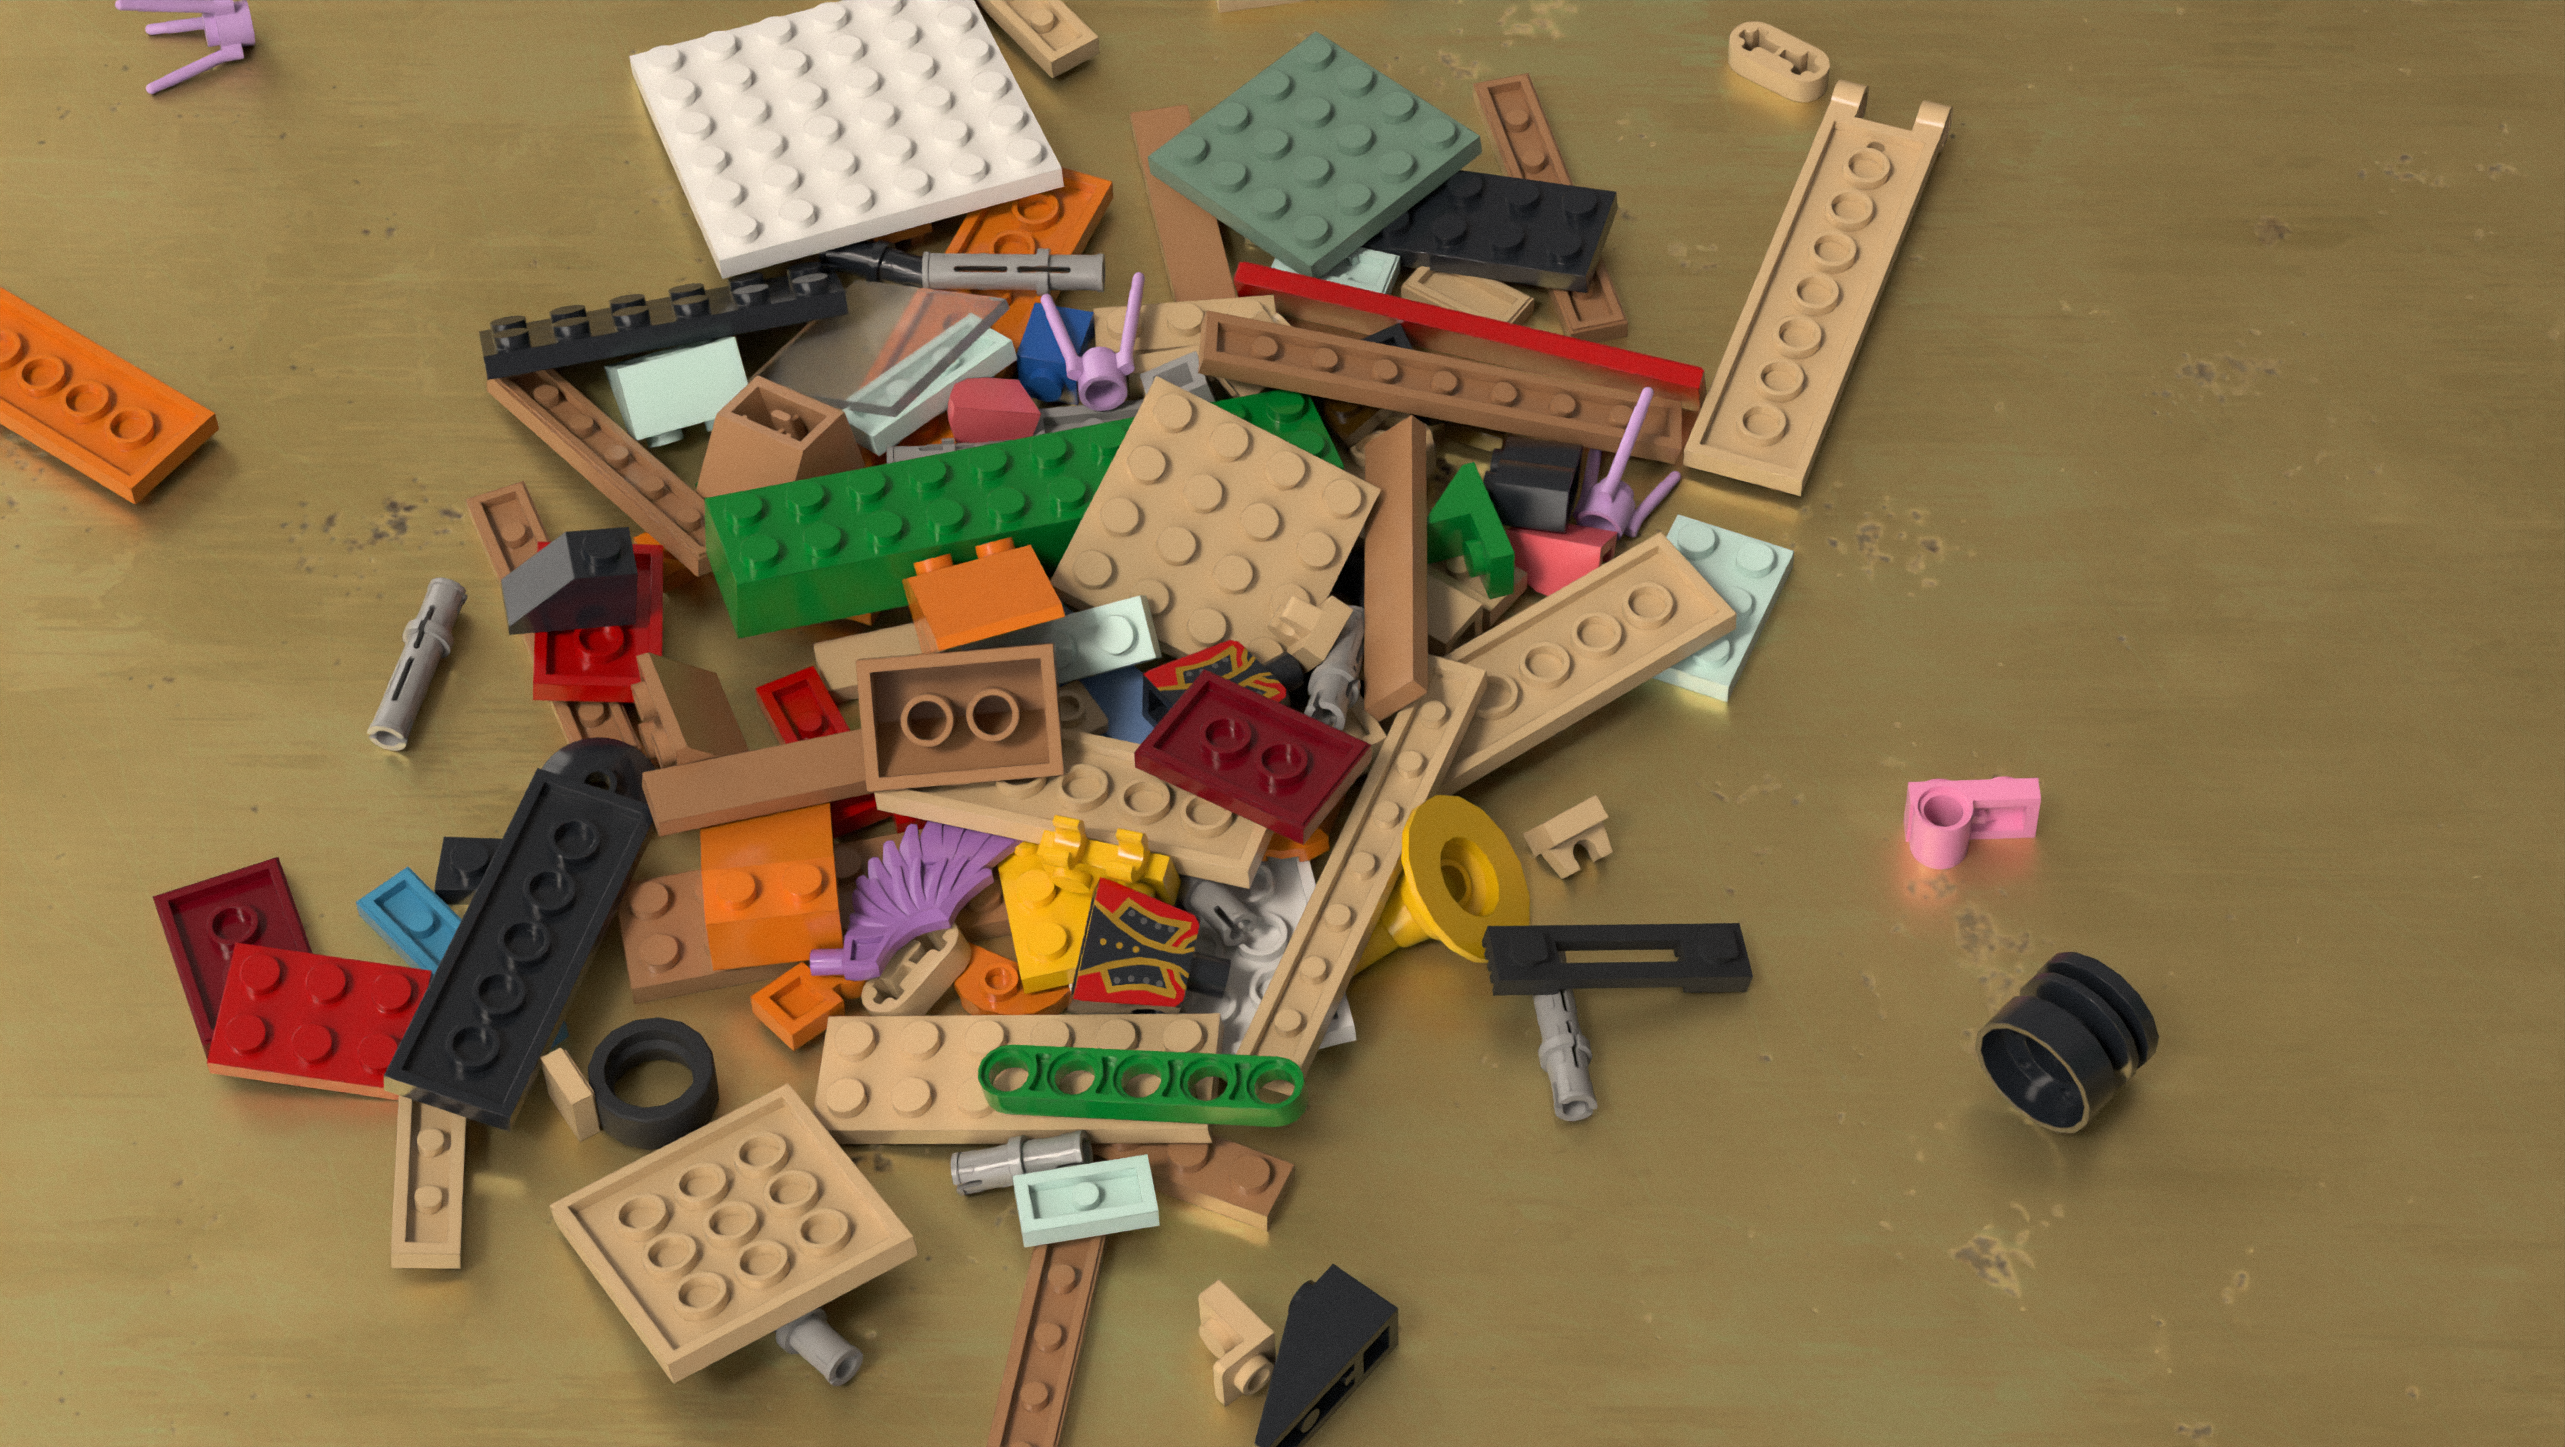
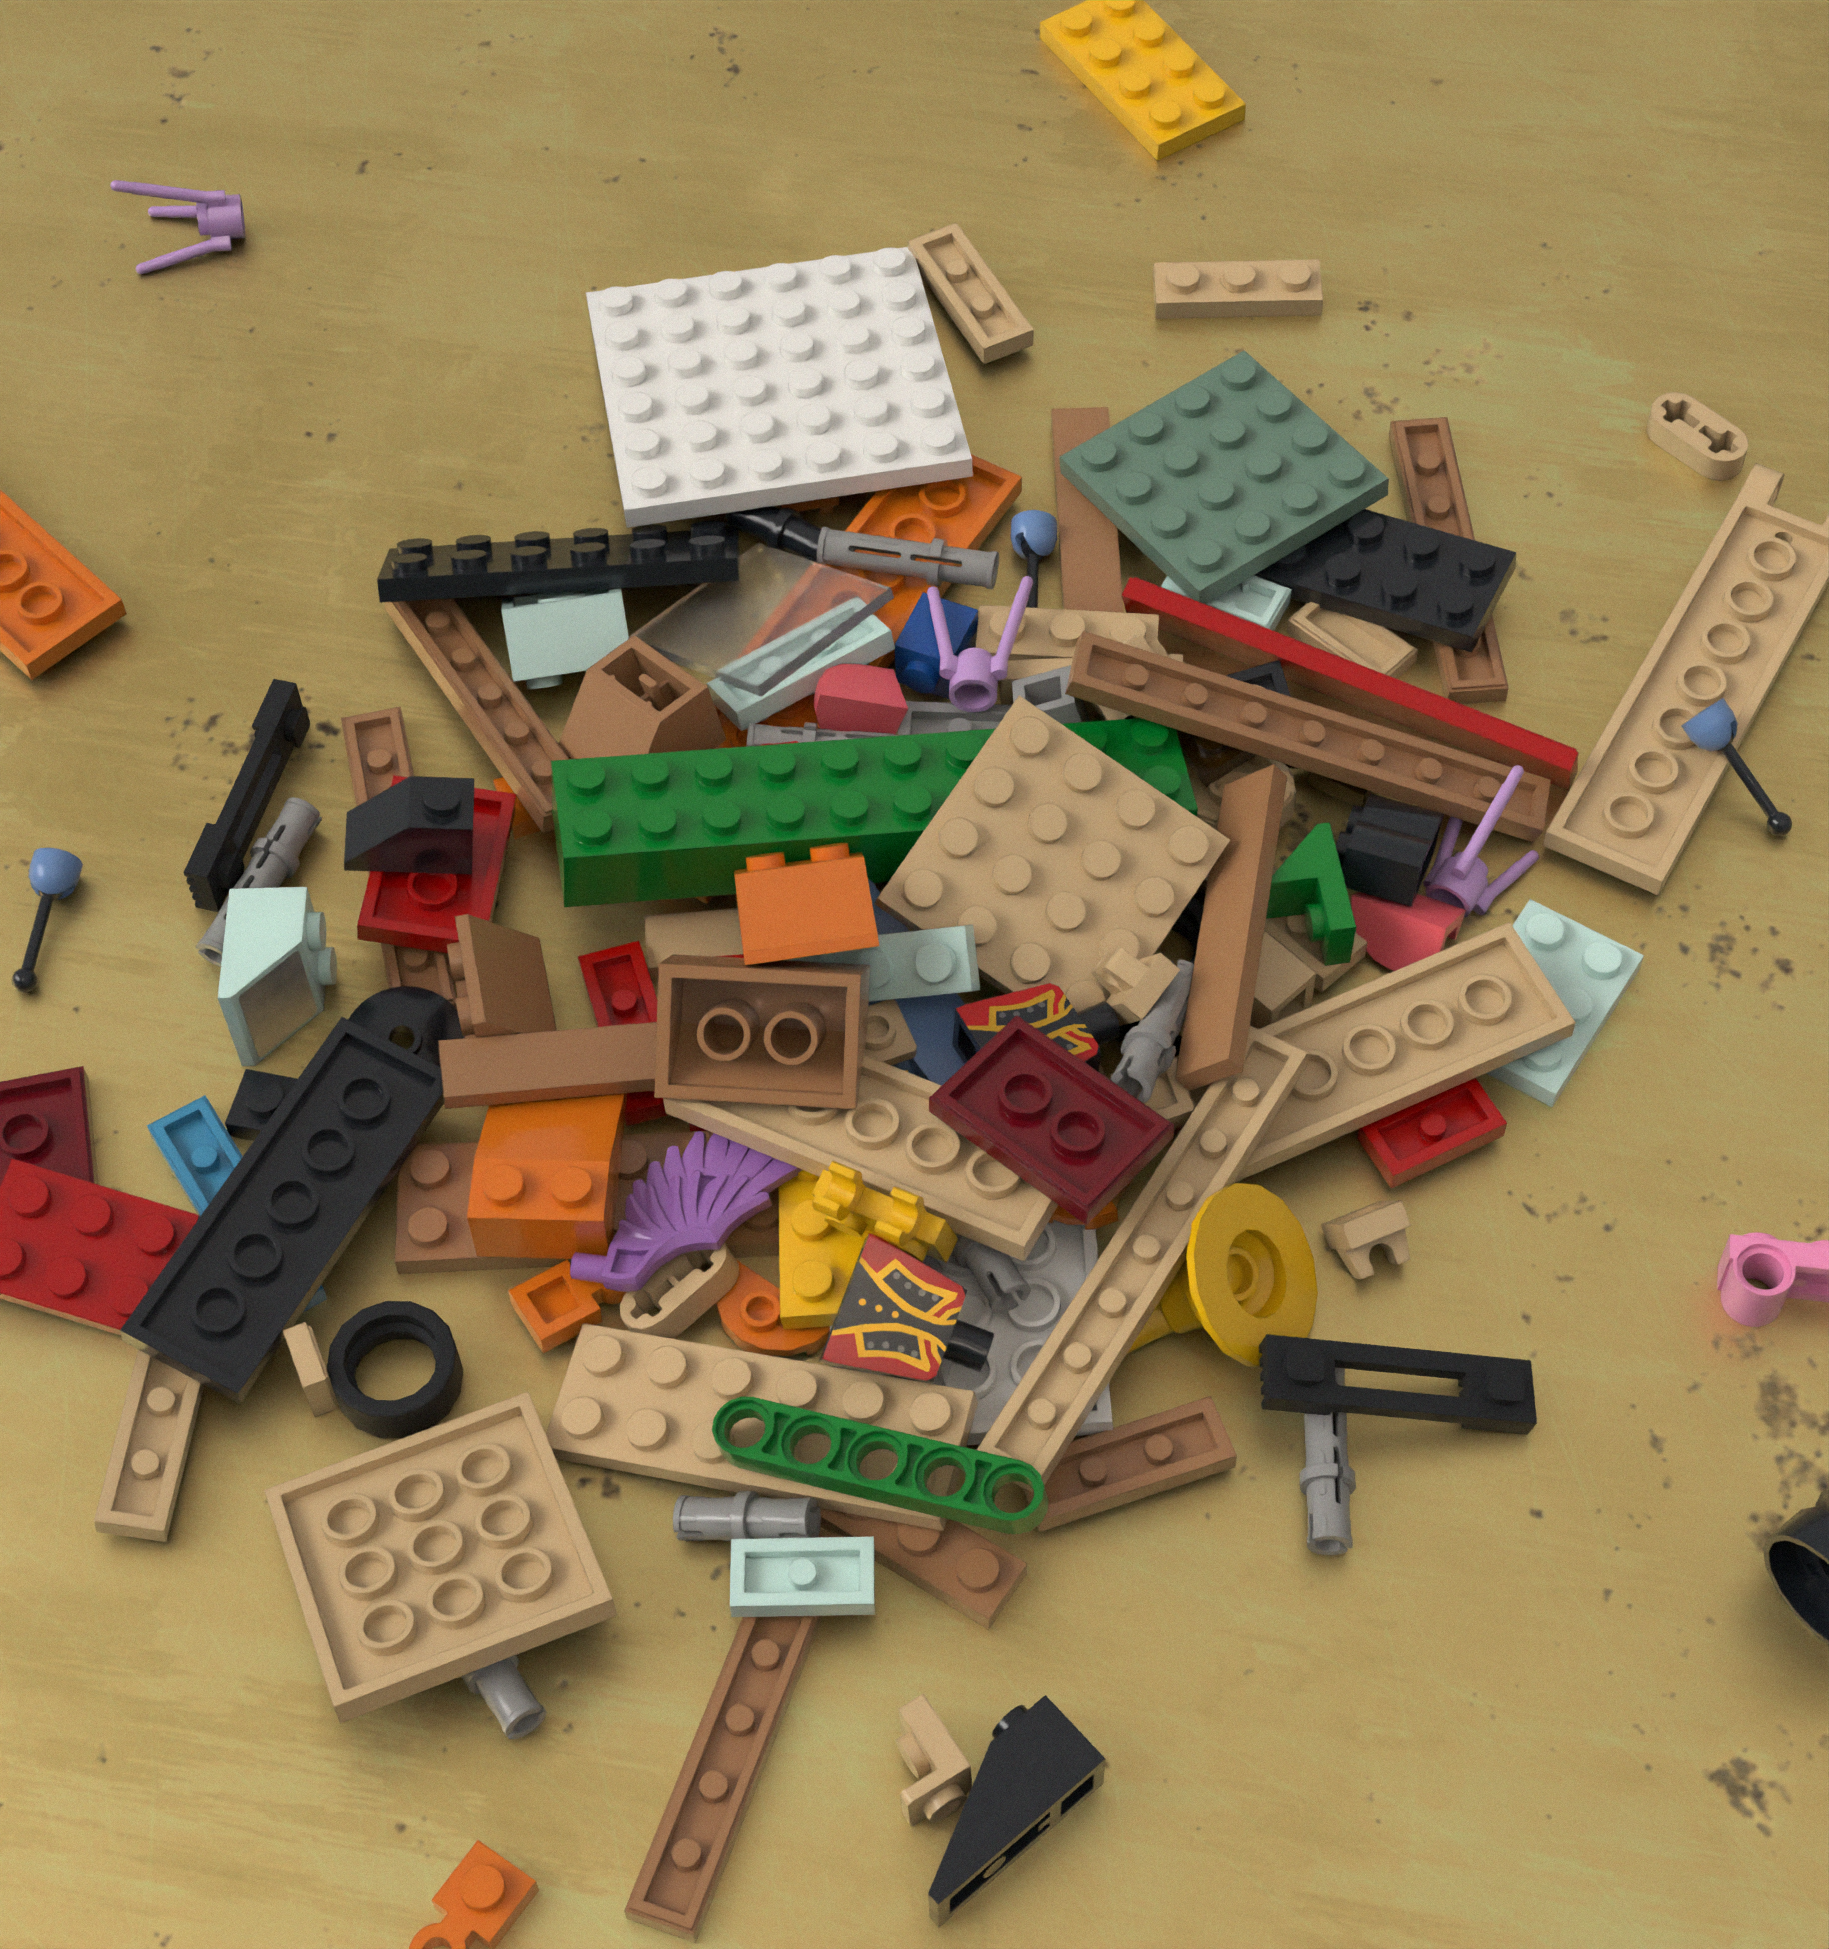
camera: 10 degrees right, 5 degrees up
(205, 686) = (52, 877): none -> hinge
(372, 643) = (222, 846): none -> black container
(458, 733) = (272, 968): none -> light aqua slope
(1134, 238) = (1032, 538): none -> medium blue hinge
(1383, 1063) = (1137, 1462): none -> medium nougat plate
(1615, 736) = (1432, 1132): none -> red plate
(1832, 334) = (1715, 731): none -> hinge

